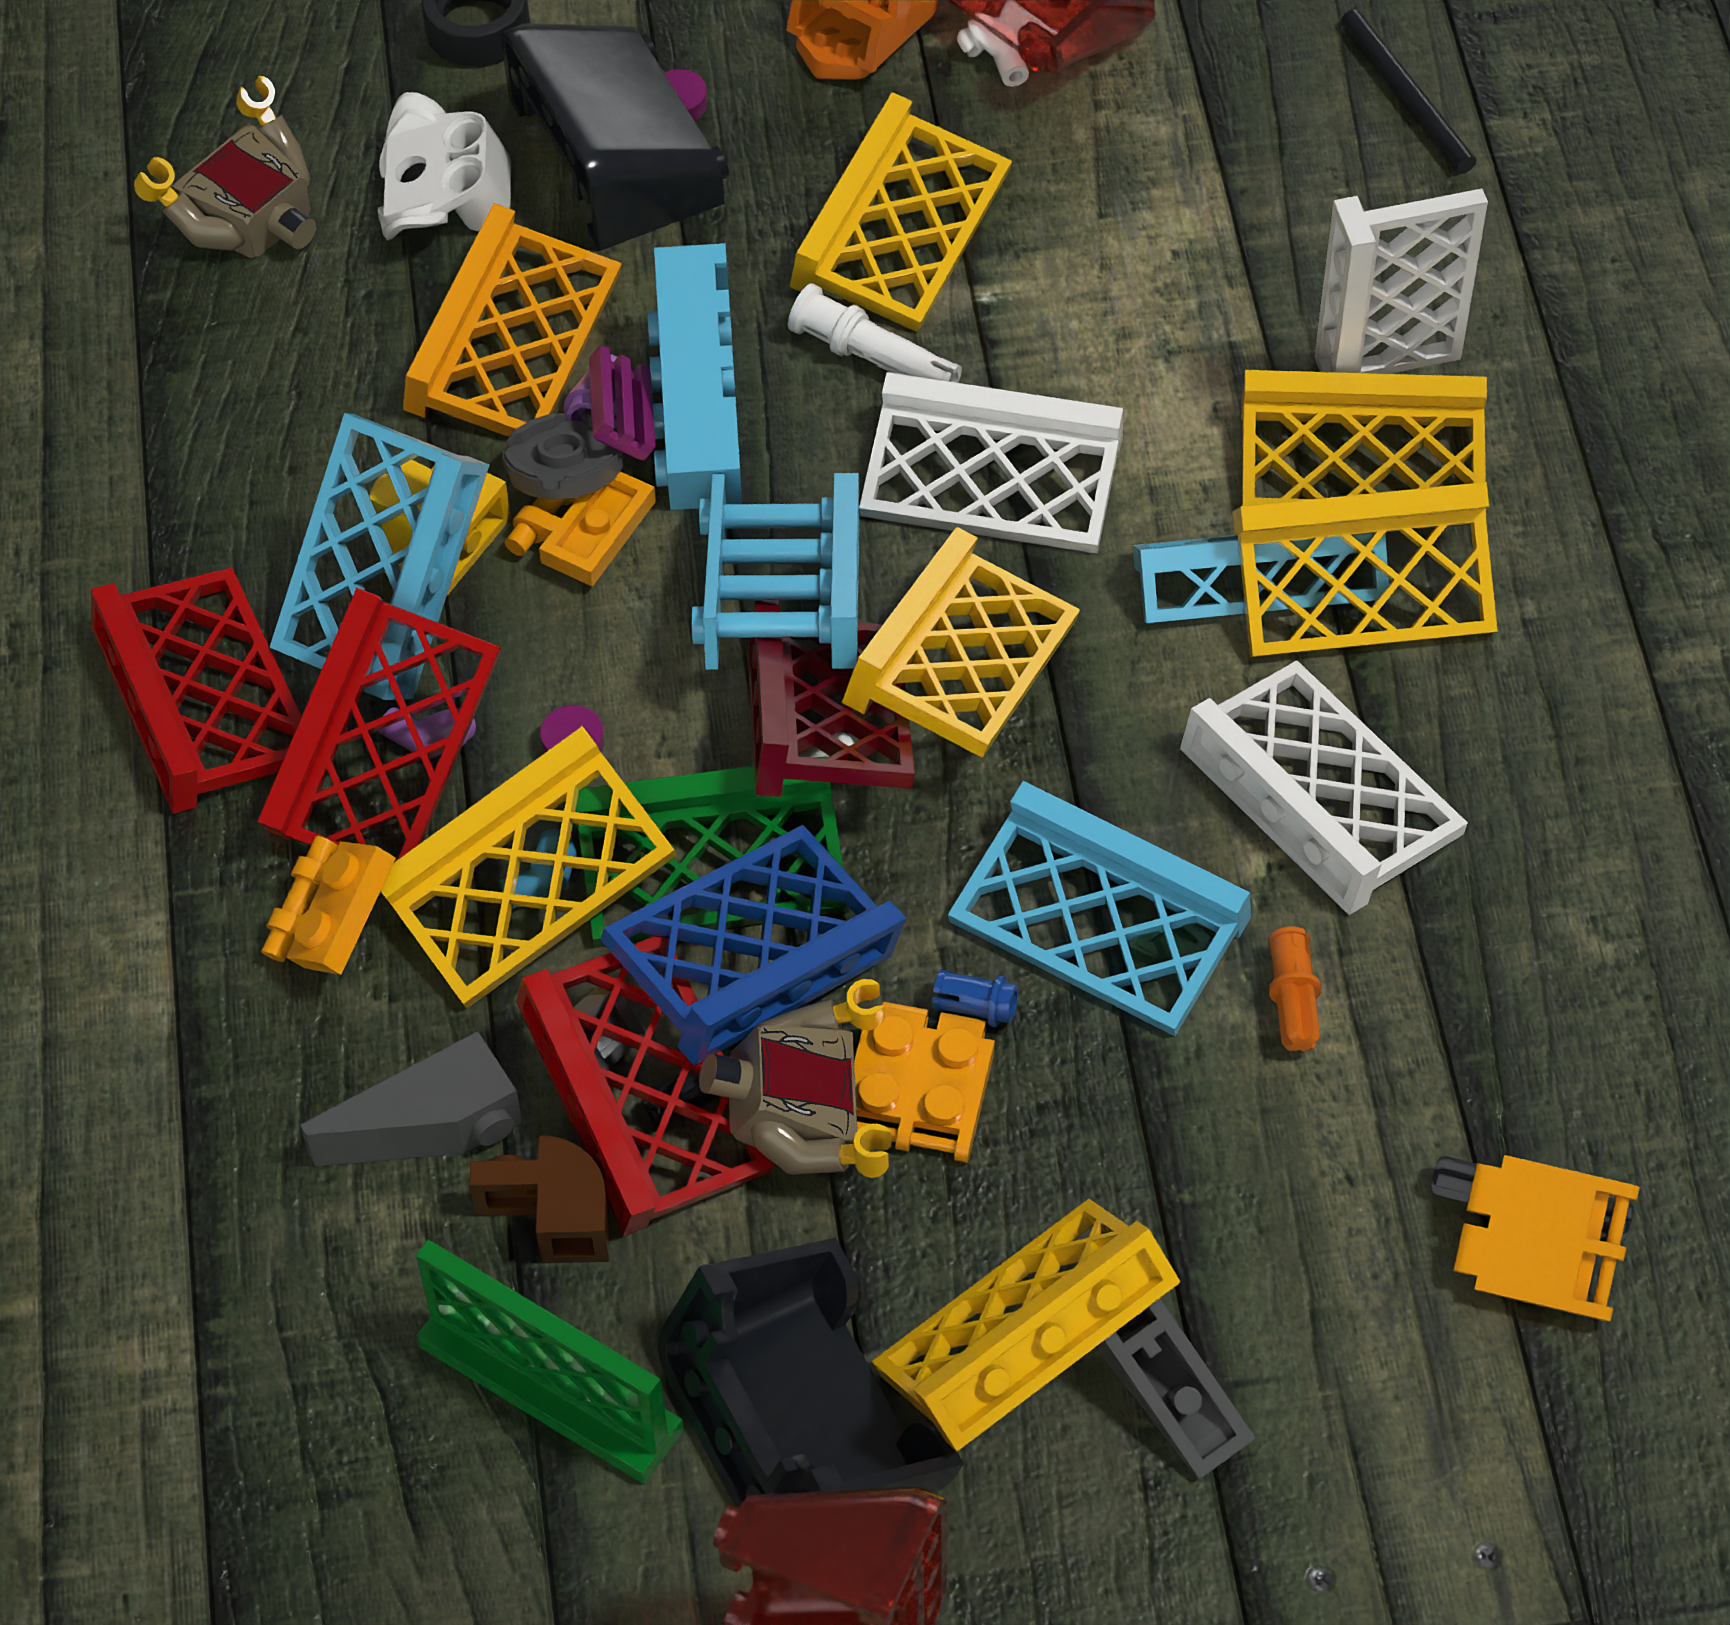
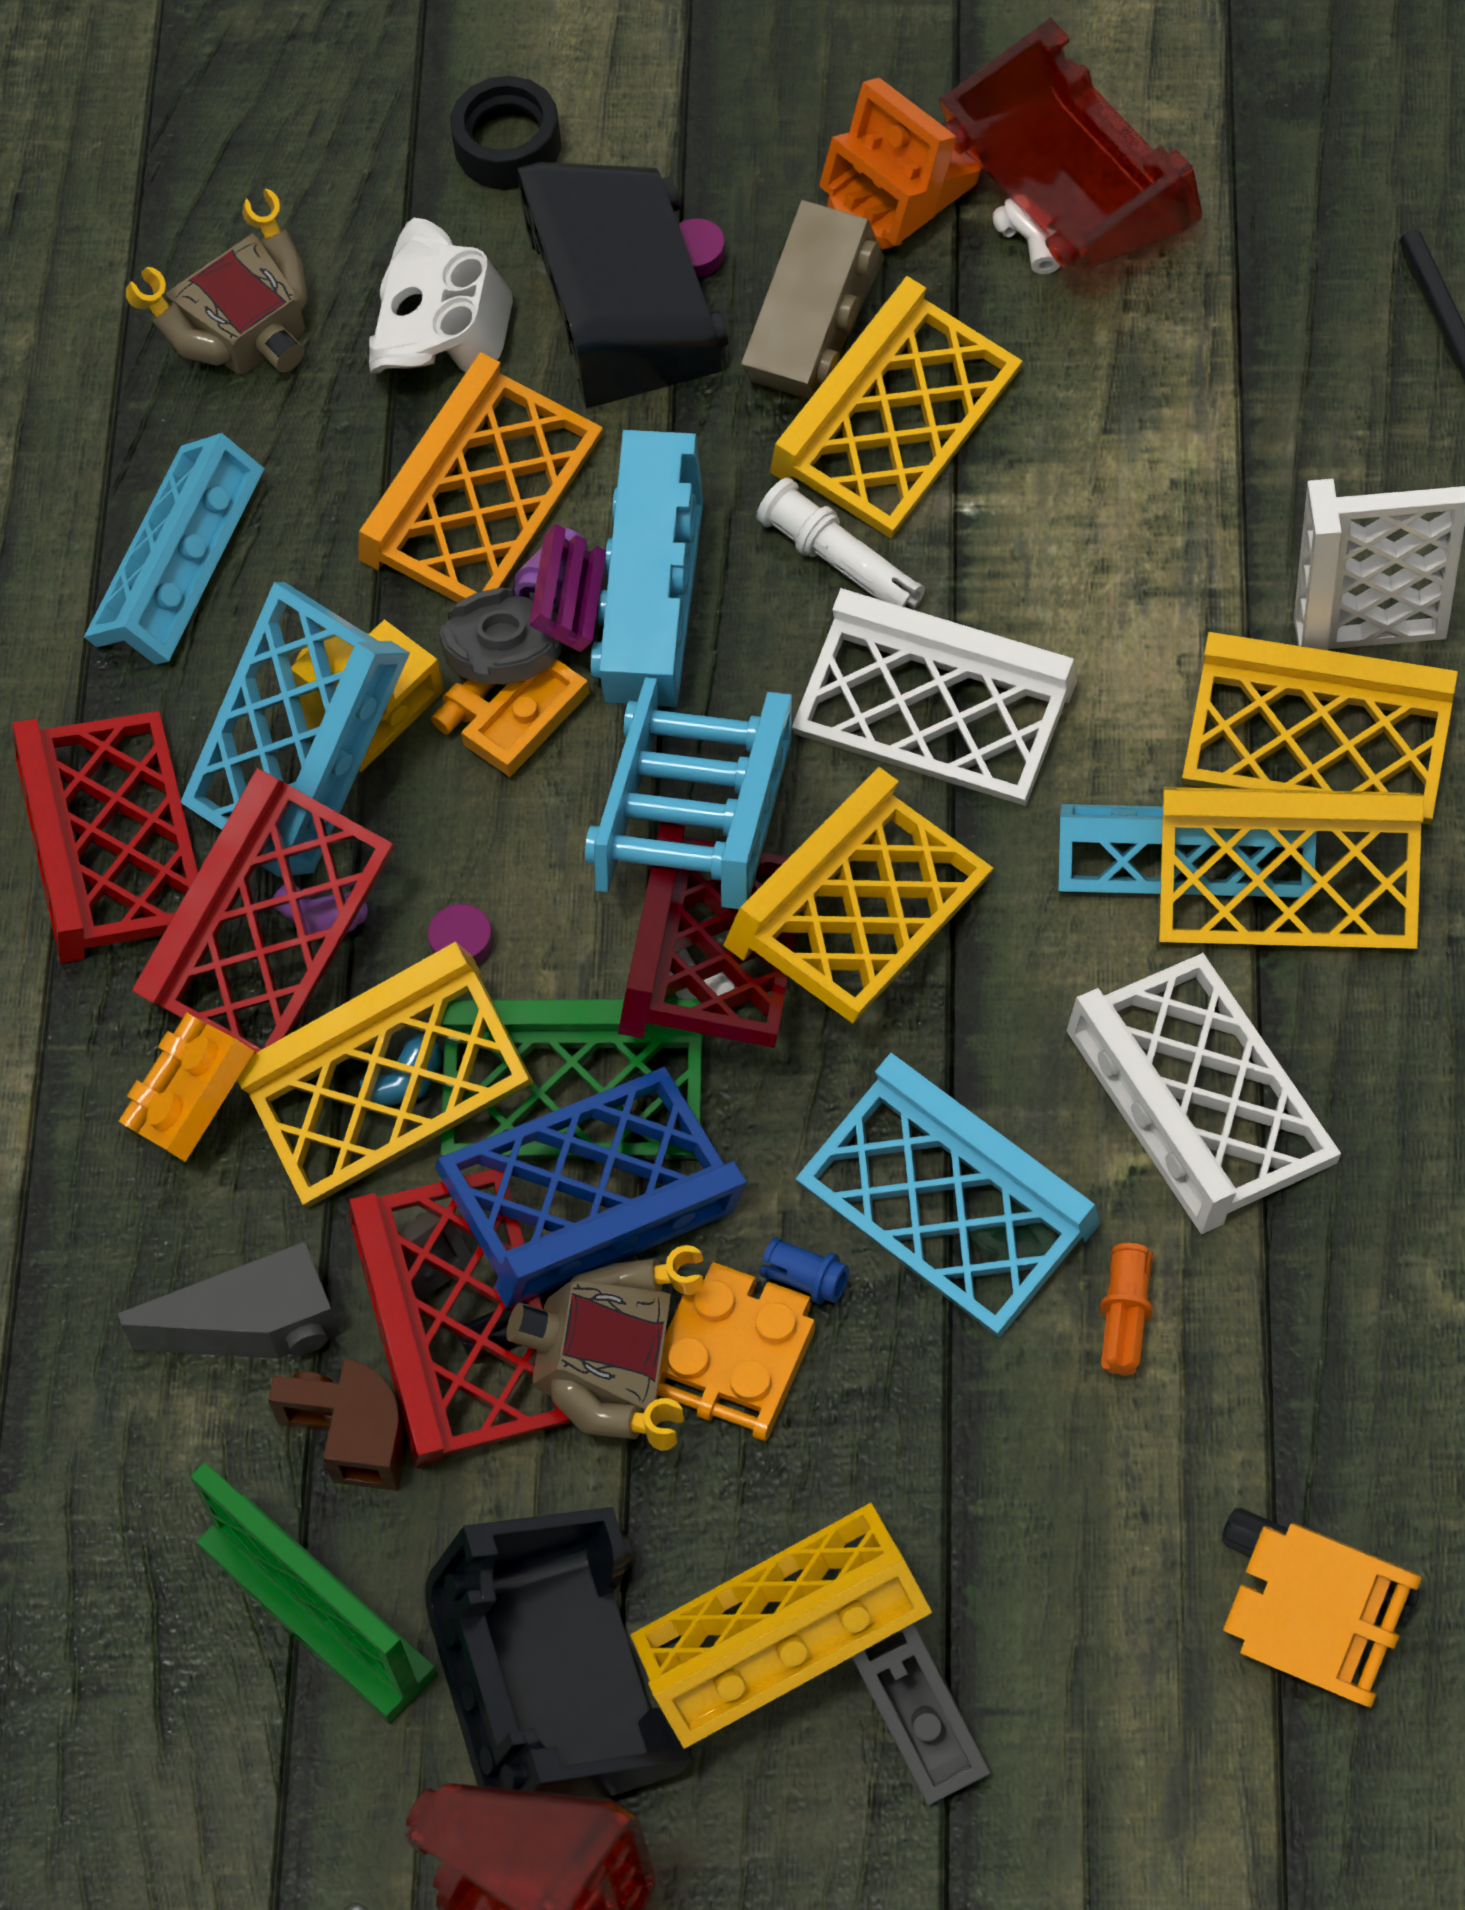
camera: 15 degrees right, 5 degrees up
(221, 417) = (176, 548): none -> medium azure fence
(805, 124) = (812, 299): none -> dark tan wedge

